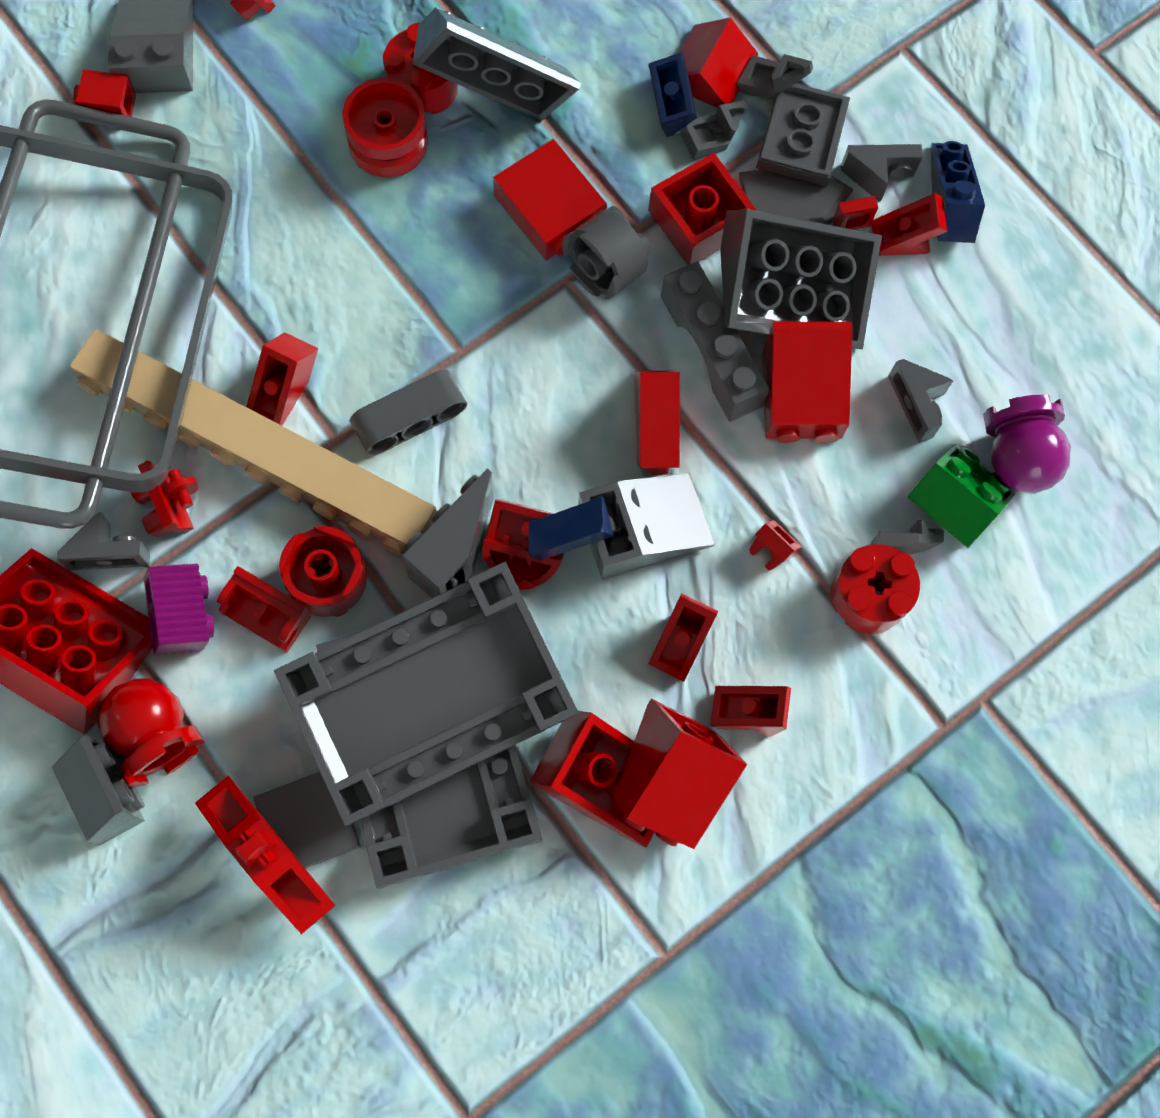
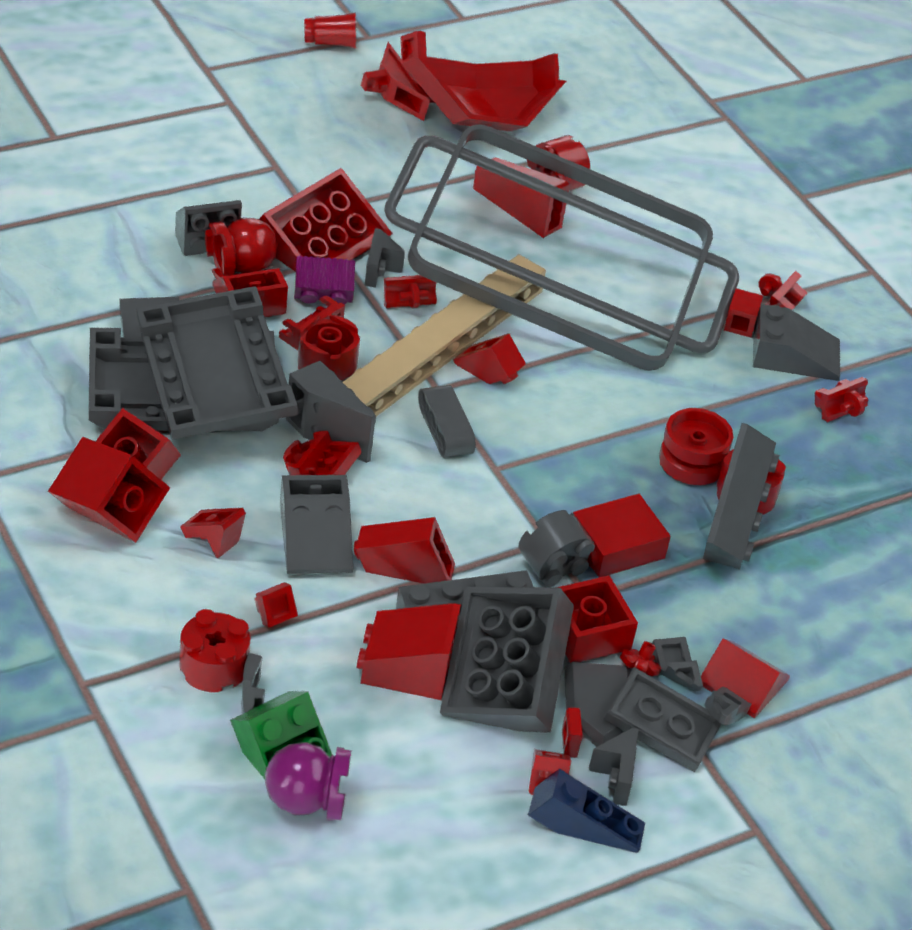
camera: 100 degrees right, 30 degrees down
(55, 59) = (783, 295): none -> red hips
(224, 700) = (270, 286): none -> red slope
(264, 855) = (129, 274): red connector -> none
(569, 529) = (317, 461): dark blue slope -> none
(672, 93) = (711, 628): dark blue slope -> none
(735, 158) = (642, 659): none -> red plant
(751, 708) = (138, 556): red slope -> none
(915, 389) = (381, 727): dark grey slope -> none

